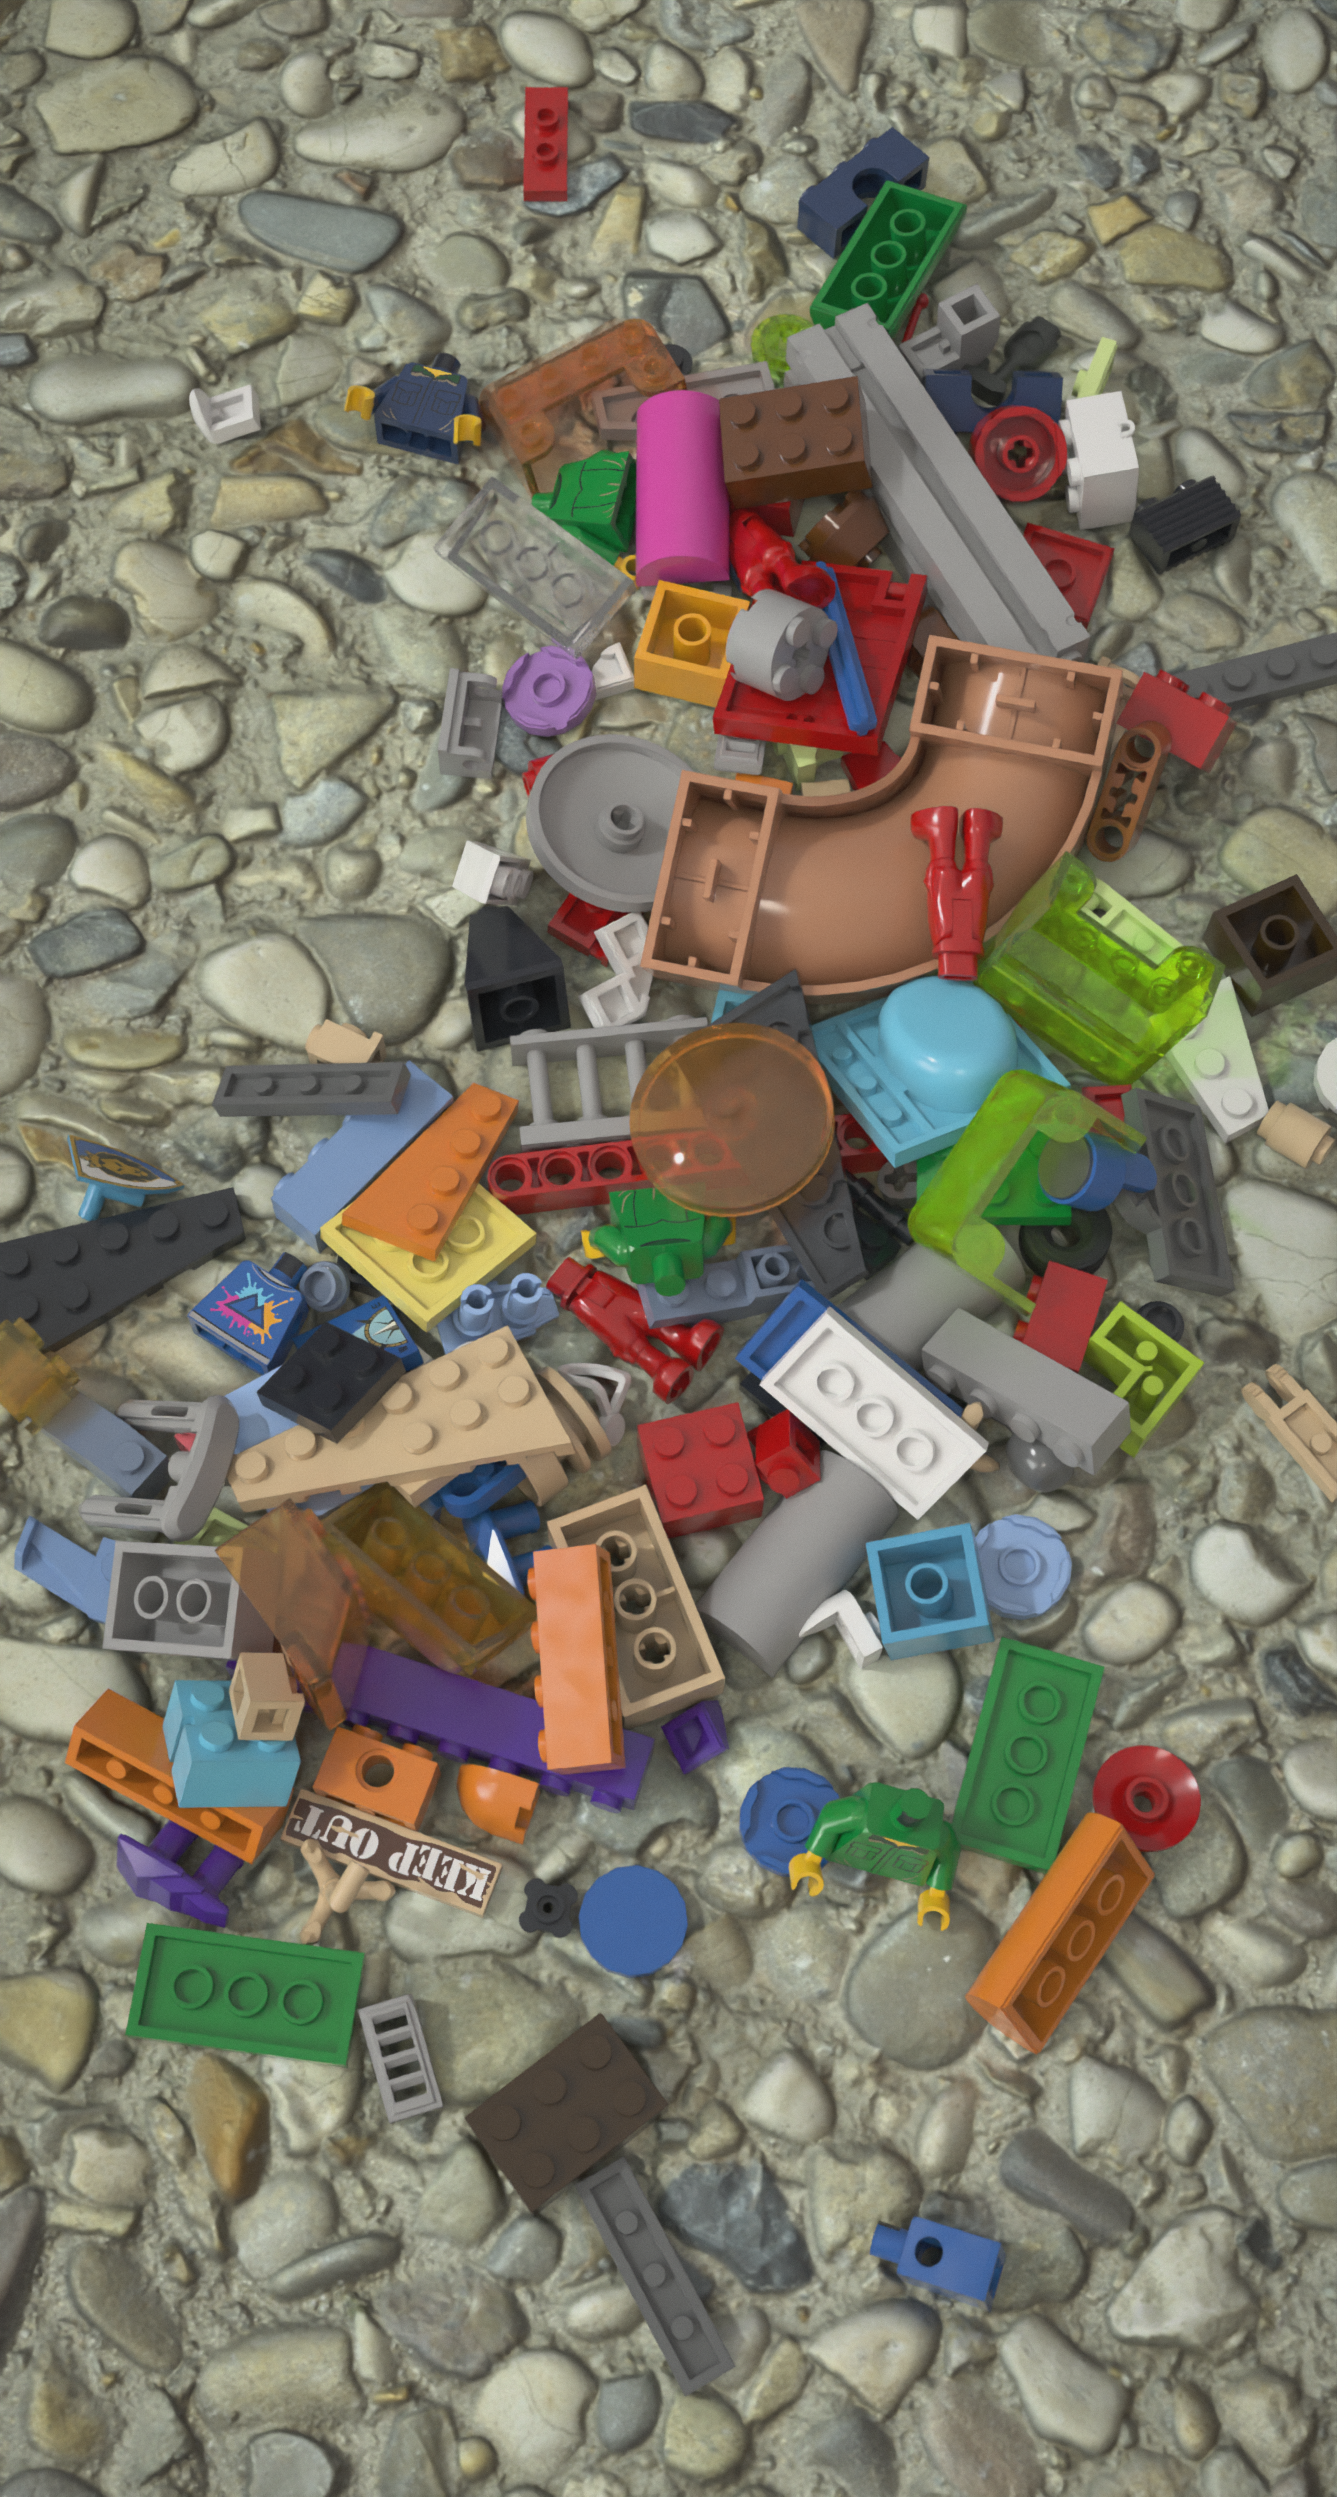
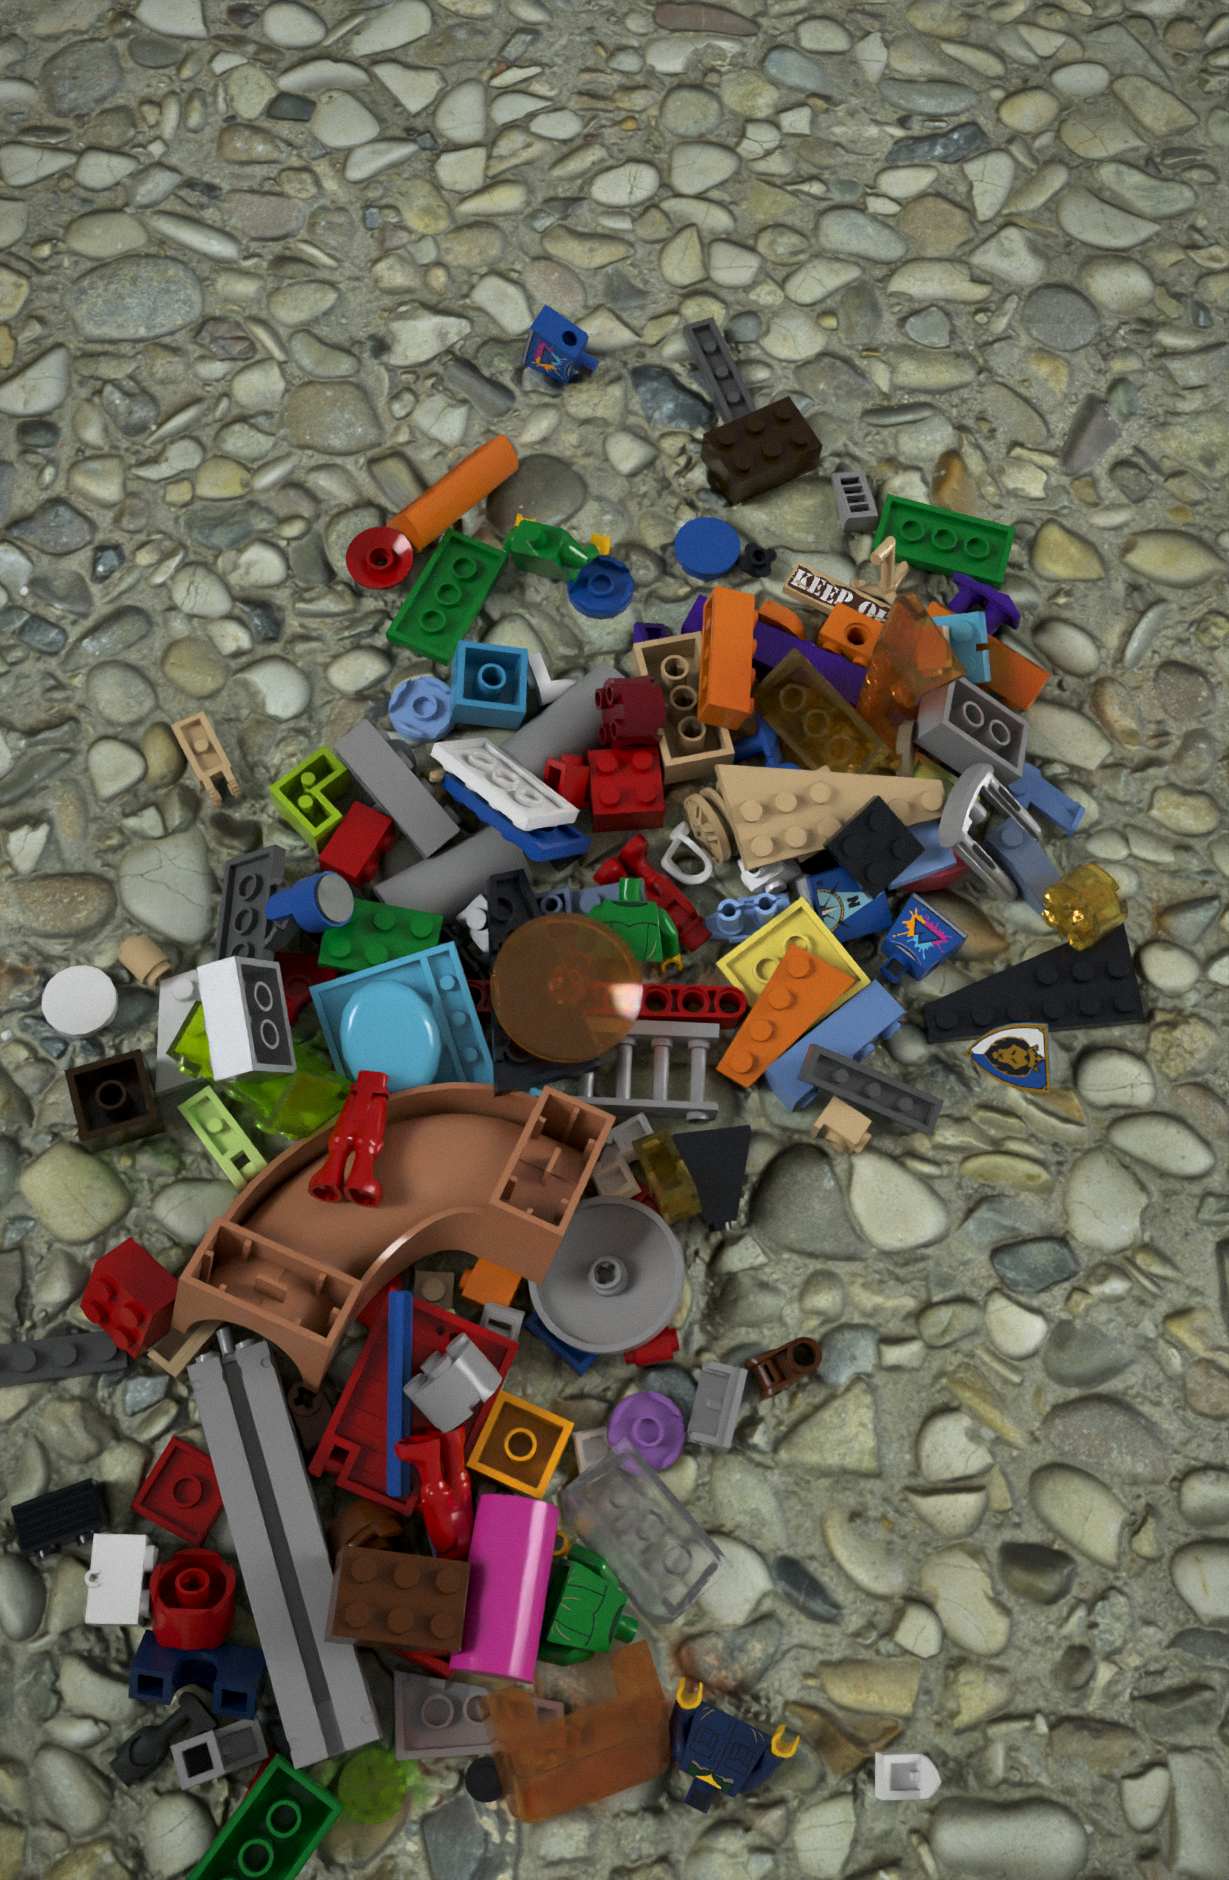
camera: 175 degrees left, 0 degrees up
(325, 1286) = (869, 955): sand blue plate -> none
(400, 773) = (782, 1367): none -> reddish brown piece
(492, 875) = (721, 1239): white slope -> none
(552, 916) = (666, 1176): none -> clear yellow piece
(711, 1549) = (630, 712): none -> dark red brick
(949, 1210) = (381, 922): clear neon green windscreen -> none
(1095, 379) = (99, 1687): yellowish green plate -> none
(1121, 771) = (184, 1236): dark orange beam -> none
(1135, 1010) = (246, 1020): none -> light grey brick
(1164, 1317) = (291, 841): black plate -> none

